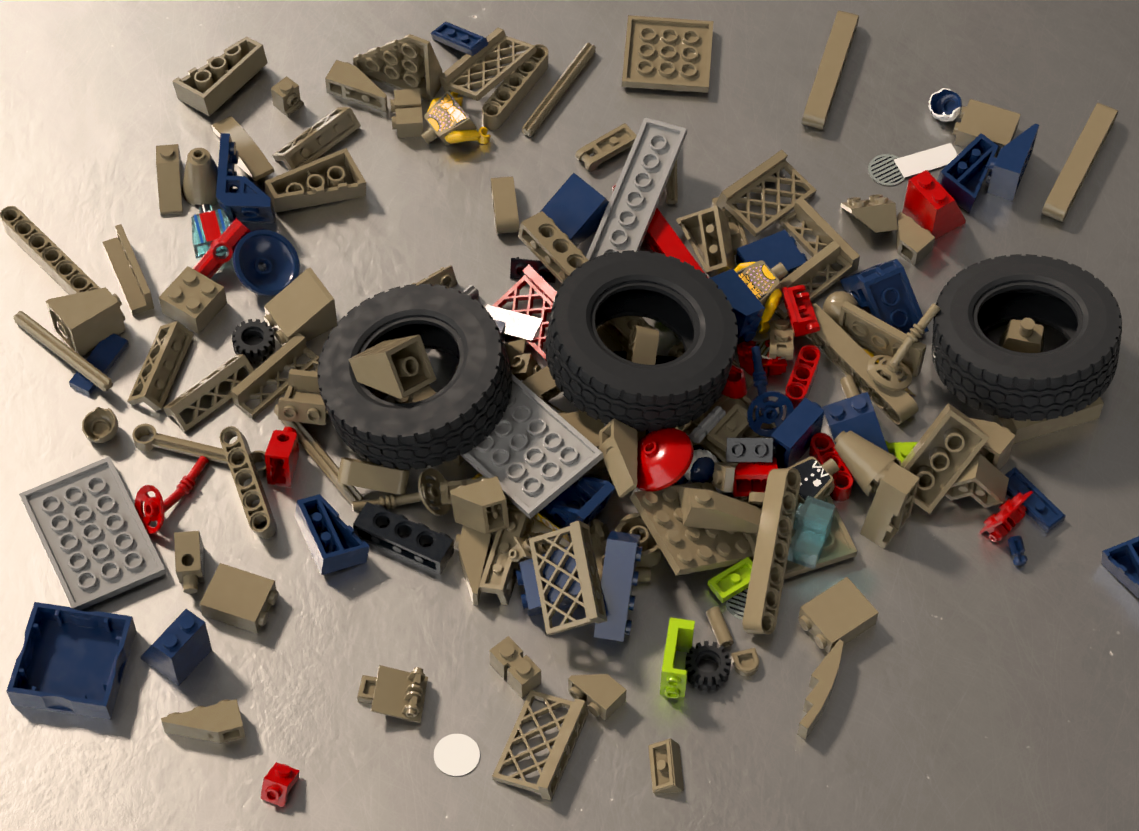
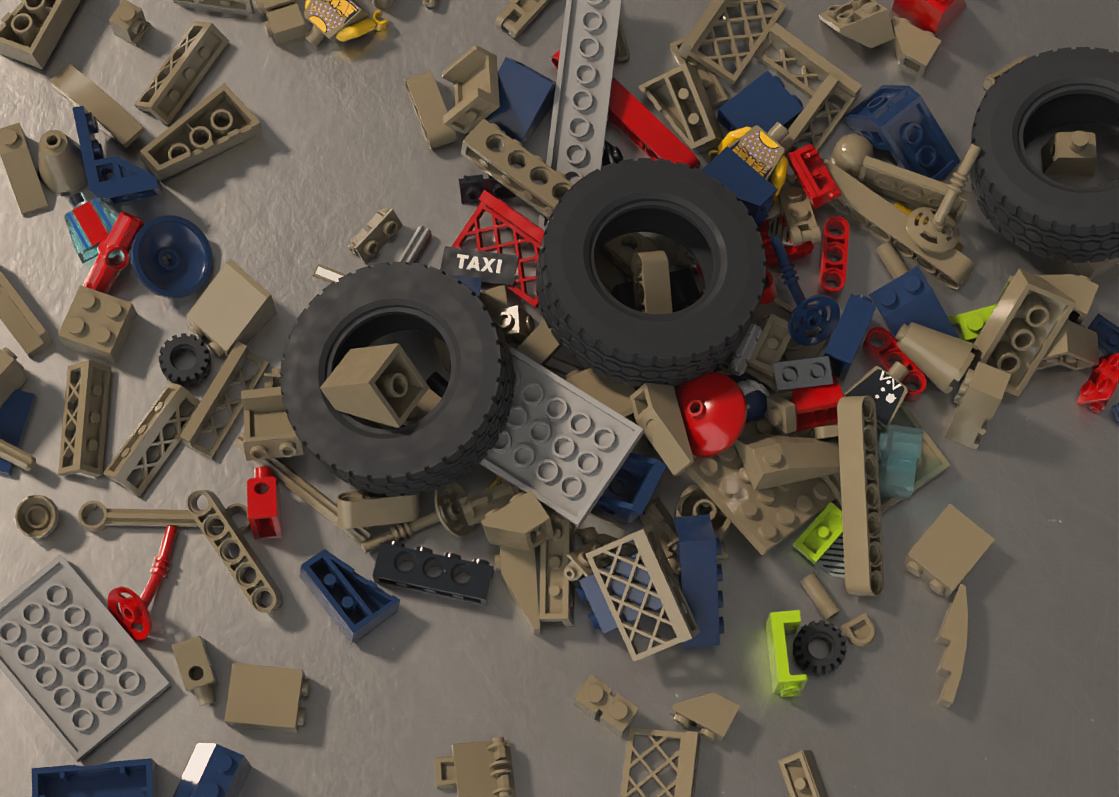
camera: 15 degrees left, 15 degrees up
(544, 189) = (474, 89): none -> dark tan panel

